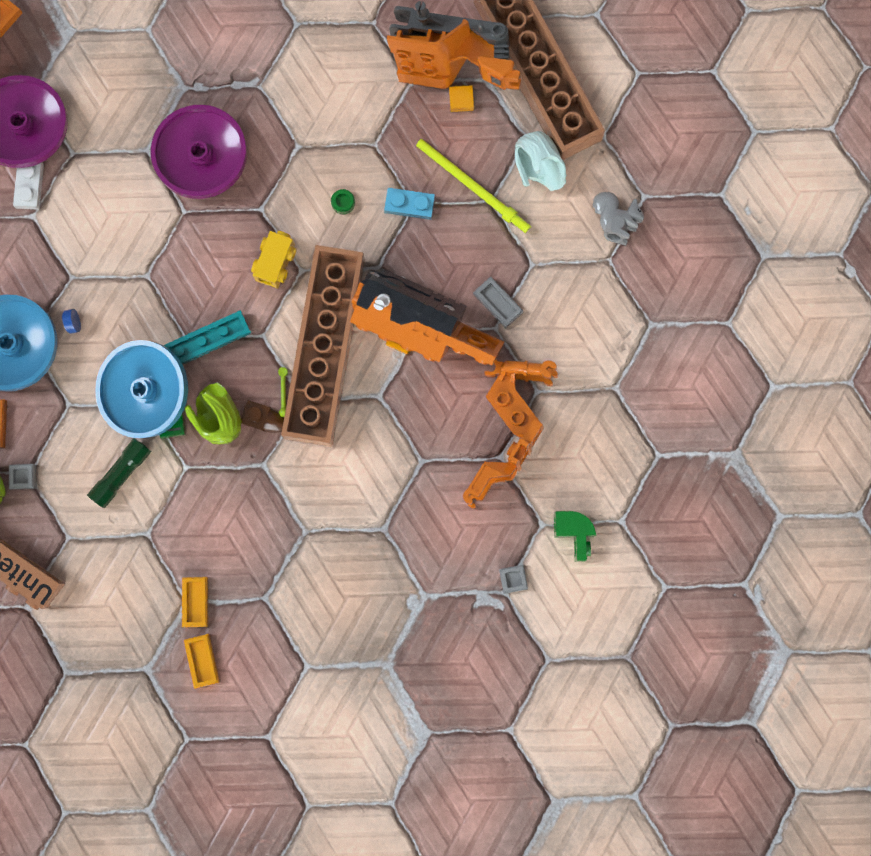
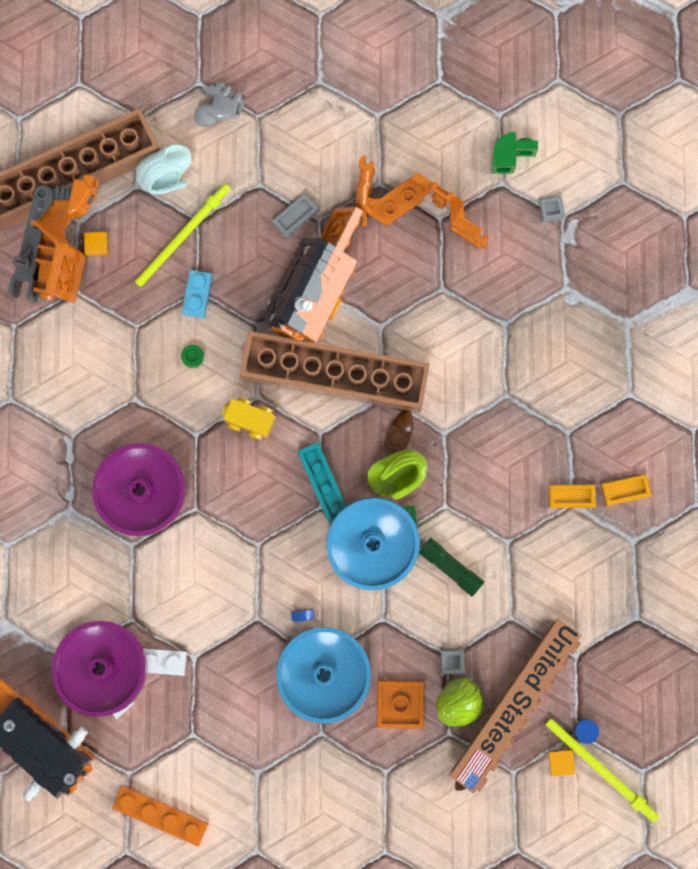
camera: 90 degrees left, 0 degrees up
(283, 372) = (356, 414): lime hinge -> none

